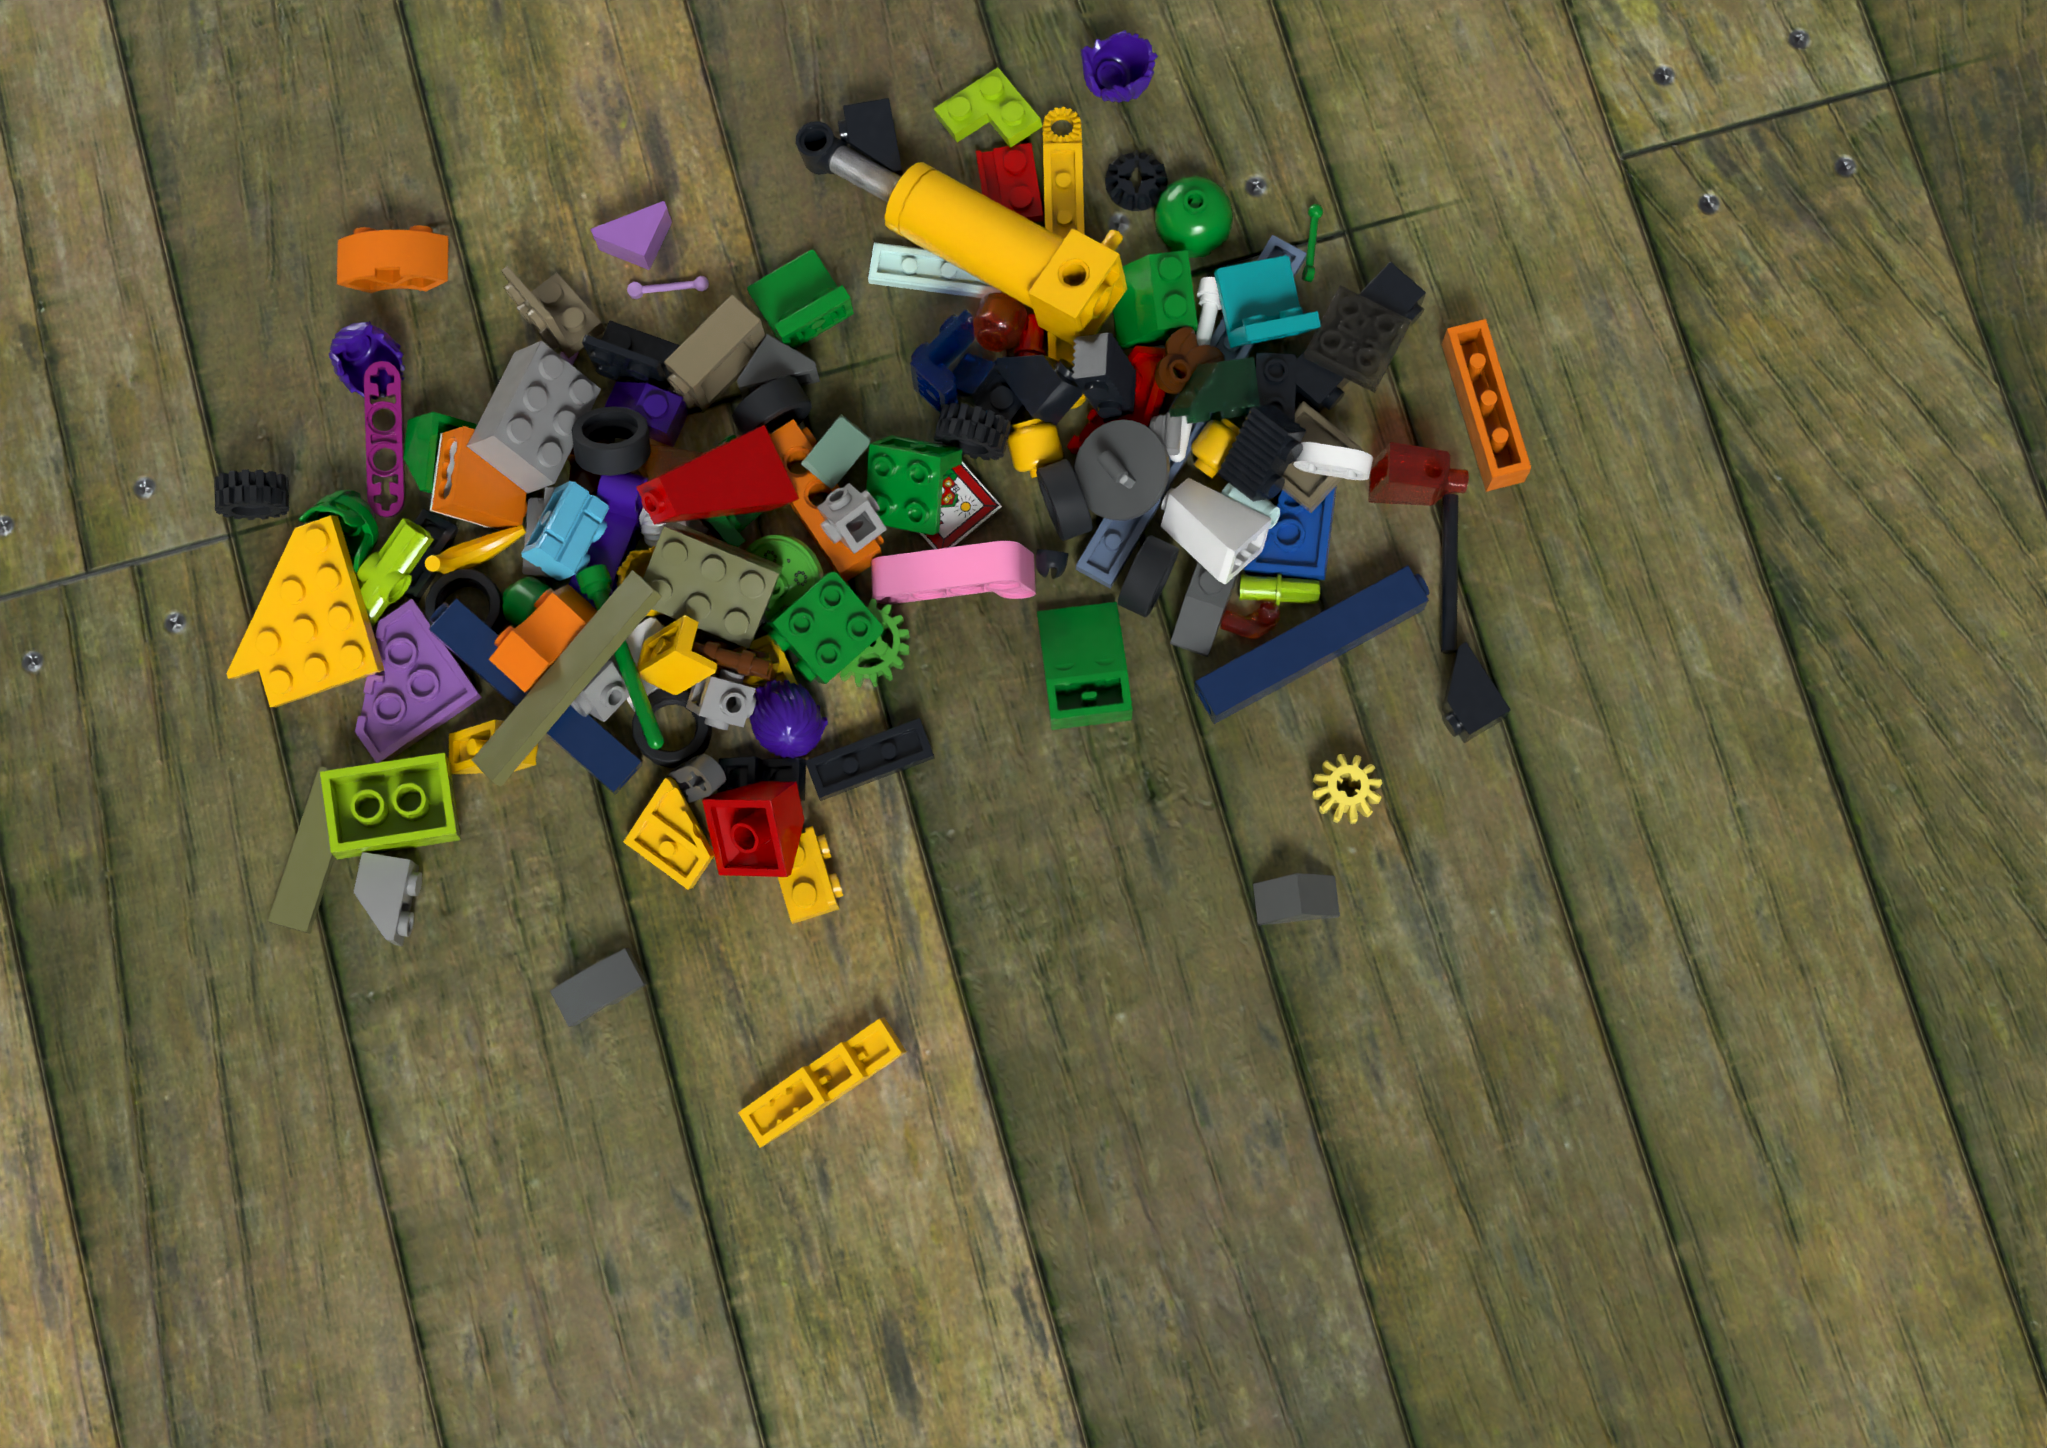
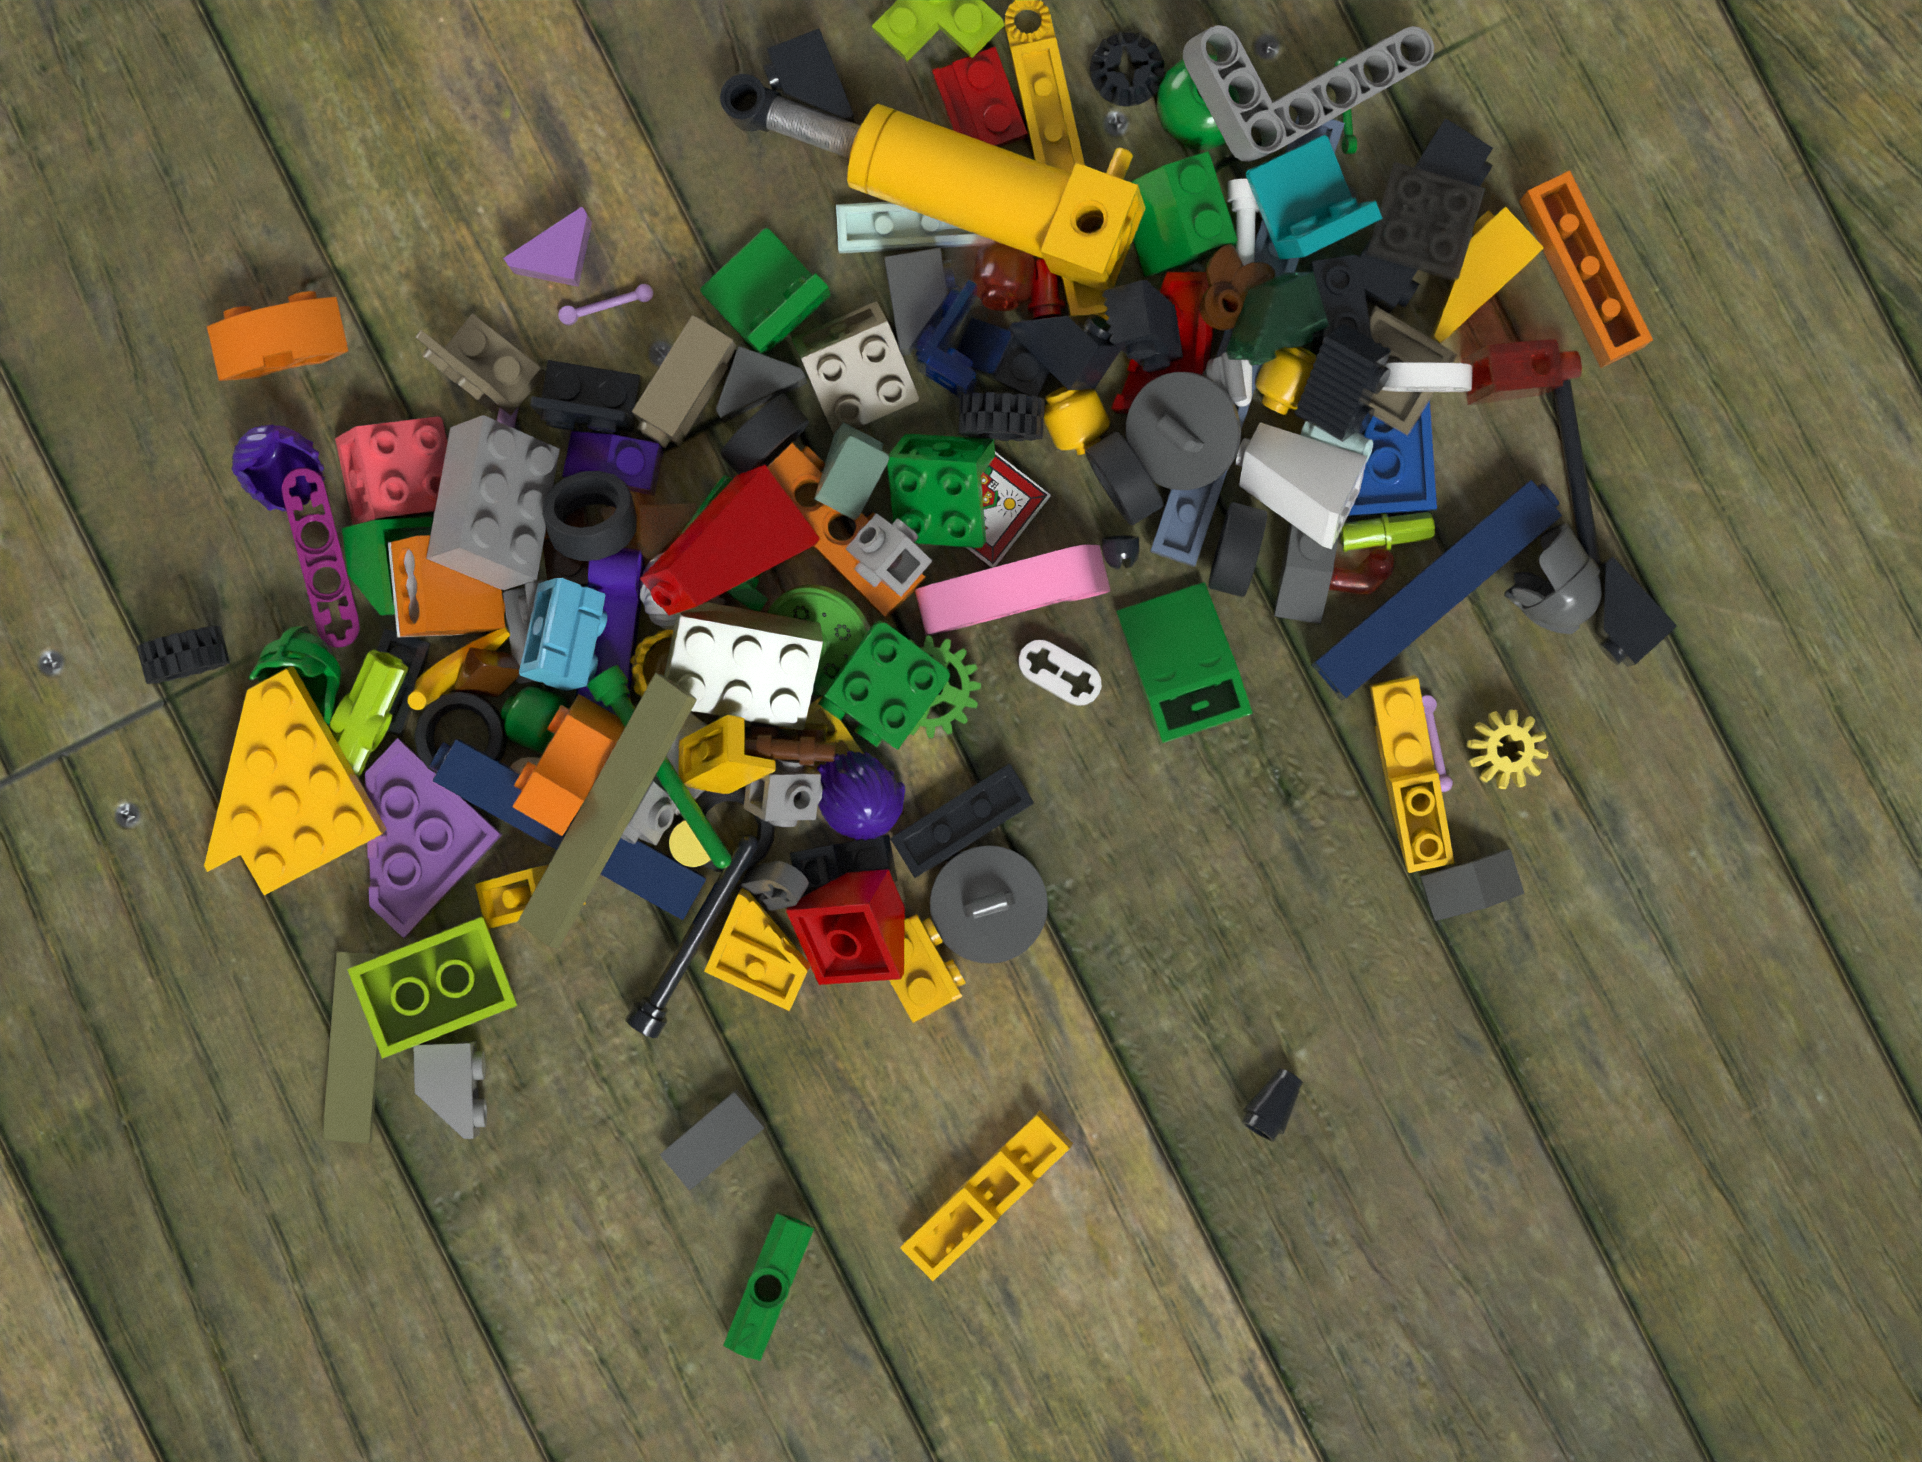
camera: 15 degrees left, 10 degrees up
(460, 377) = (392, 468): none -> coral bracket
(498, 559) = (487, 672): none -> reddish brown slope
(568, 869) = (649, 1014): none -> black piece
(601, 1145) = (757, 1314): none -> green piece
(630, 730) = (686, 847): none -> light yellow tile
(862, 375) = (856, 368): none -> dark tan bracket
(877, 834) = (988, 904): none -> dark grey shield
(921, 318) = (917, 292): none -> dark grey slope
(973, 661) = (1066, 663): none -> white beam
(1085, 1054) = (1272, 1106): none -> black cone
(1260, 793) = (1411, 774): none -> yellow slope
(1277, 221) = (1309, 100): none -> light grey beam
(1286, 742) = (1429, 707): none -> lavender hinge
(1408, 386) = (1493, 258): none -> yellow slope
(1428, 660) = (1571, 588): none -> dark grey helmet

